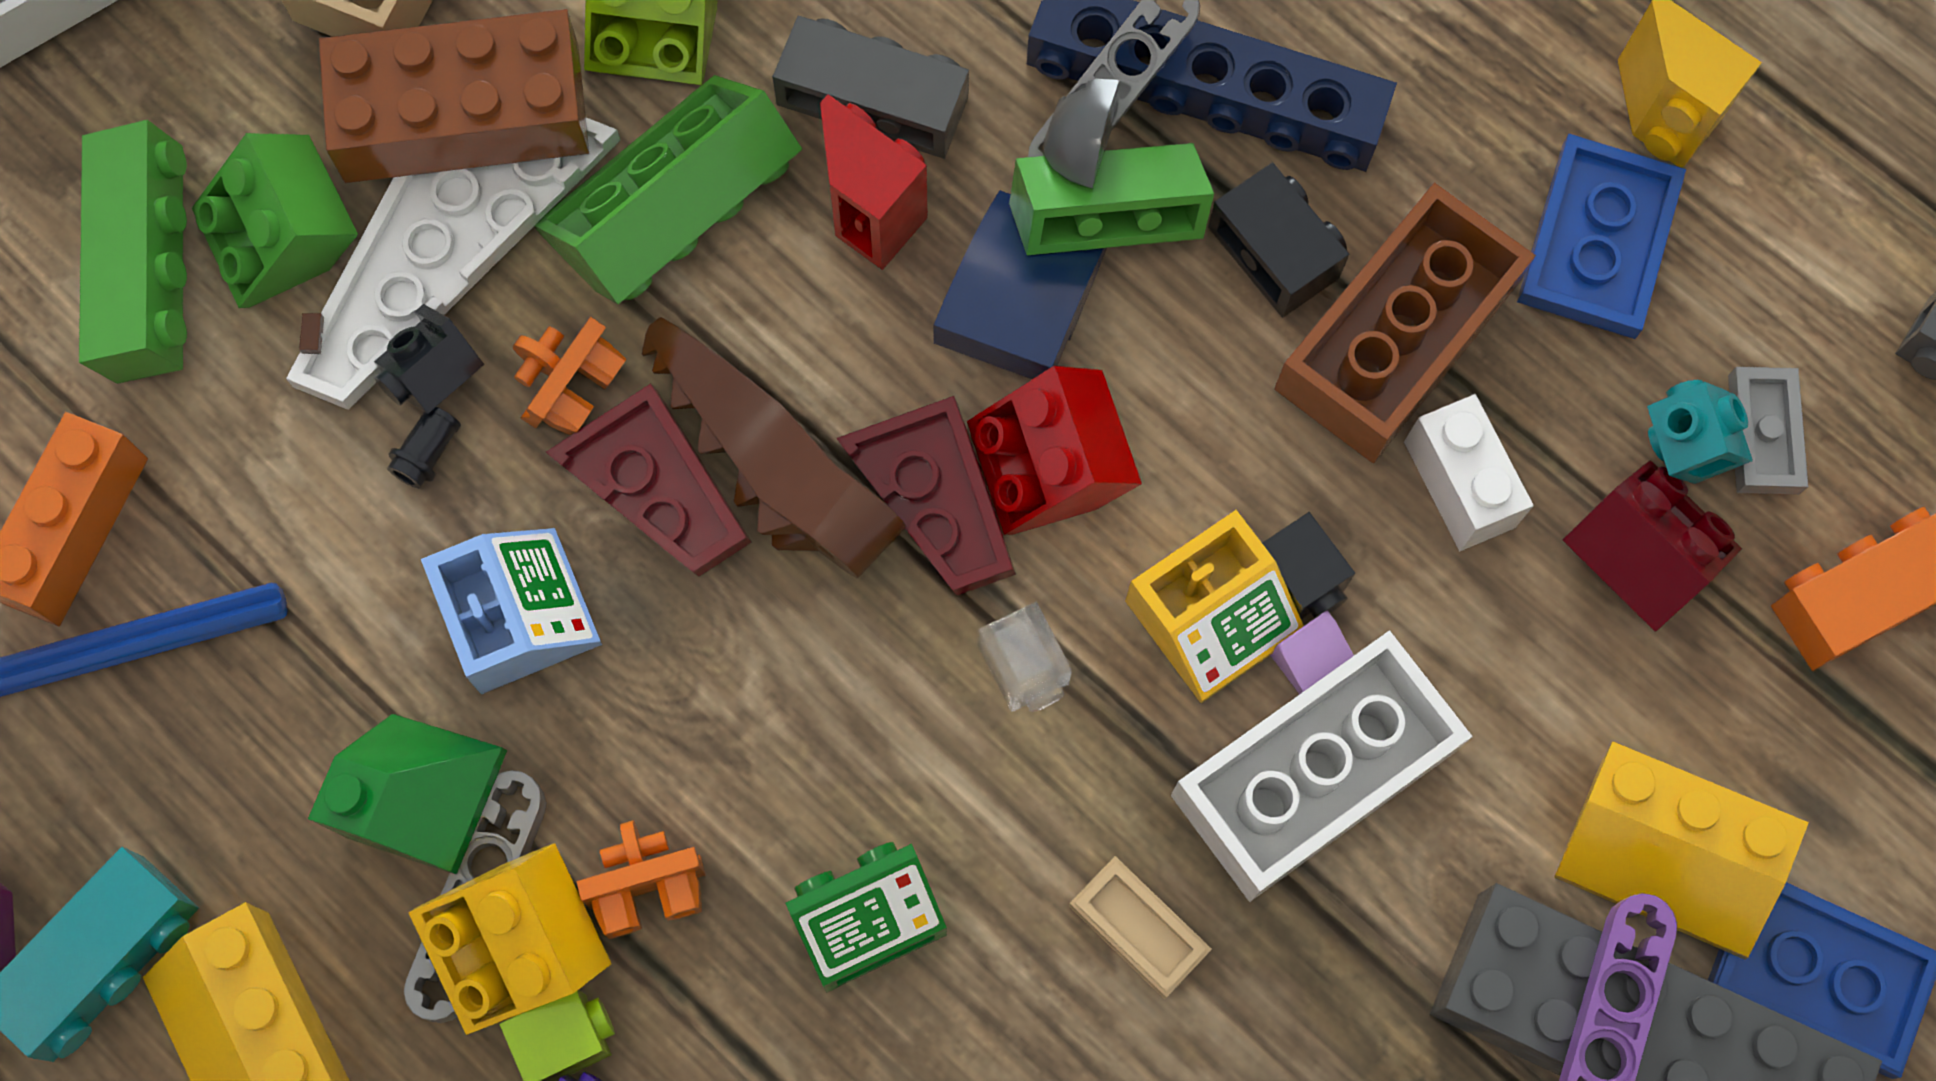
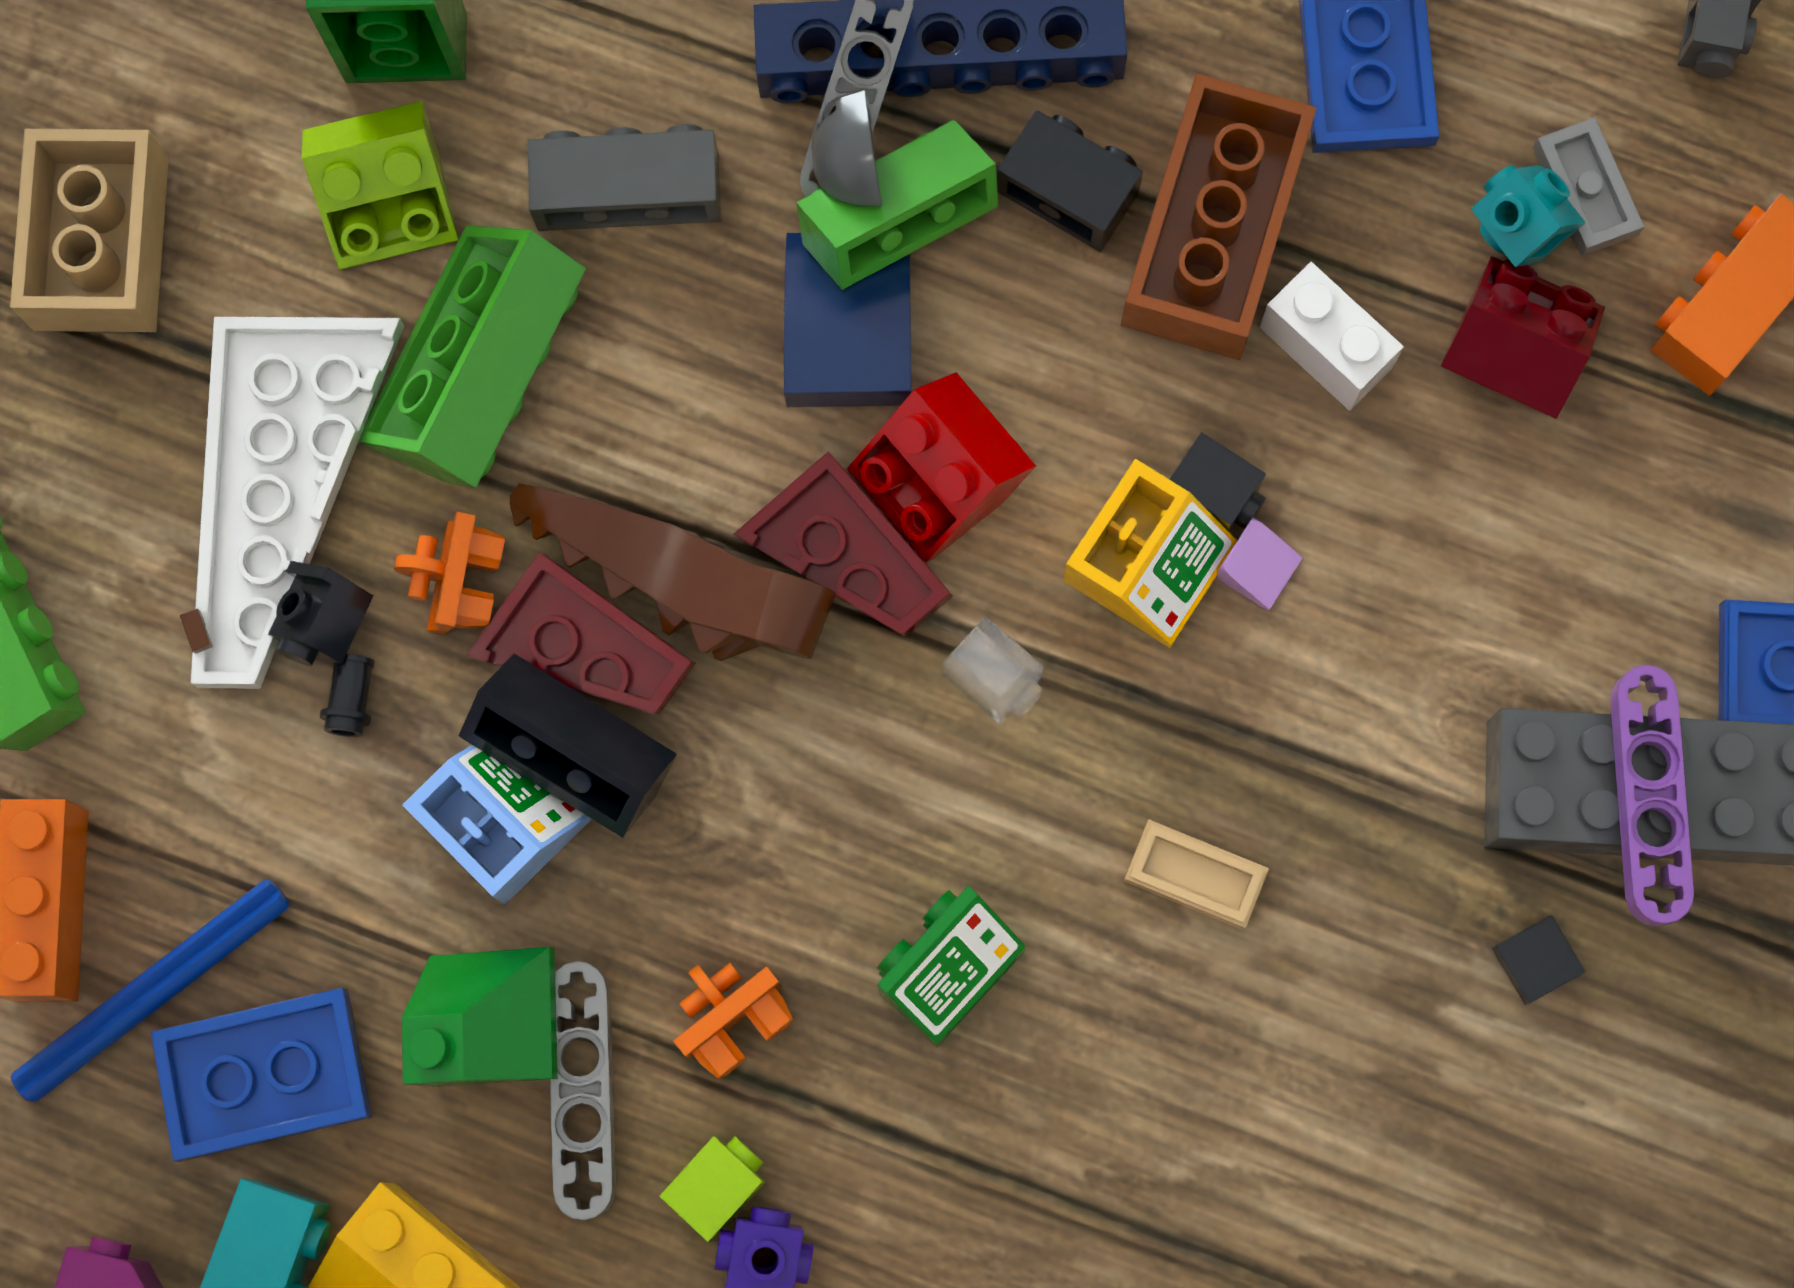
camera: 15 degrees left, 5 degrees up
(189, 760) = (260, 1074): none -> blue plate
(273, 217) = (106, 533): bright green slope -> none
(453, 96) = (233, 349): dark orange brick -> none
(511, 939) = (635, 1117): yellow slope -> none
(599, 567) = (567, 744): none -> black brick
(873, 183) = (666, 276): red slope -> none
(1319, 765) = (1302, 664): white brick -> none
(1685, 841) = (1652, 605): yellow slope -> none

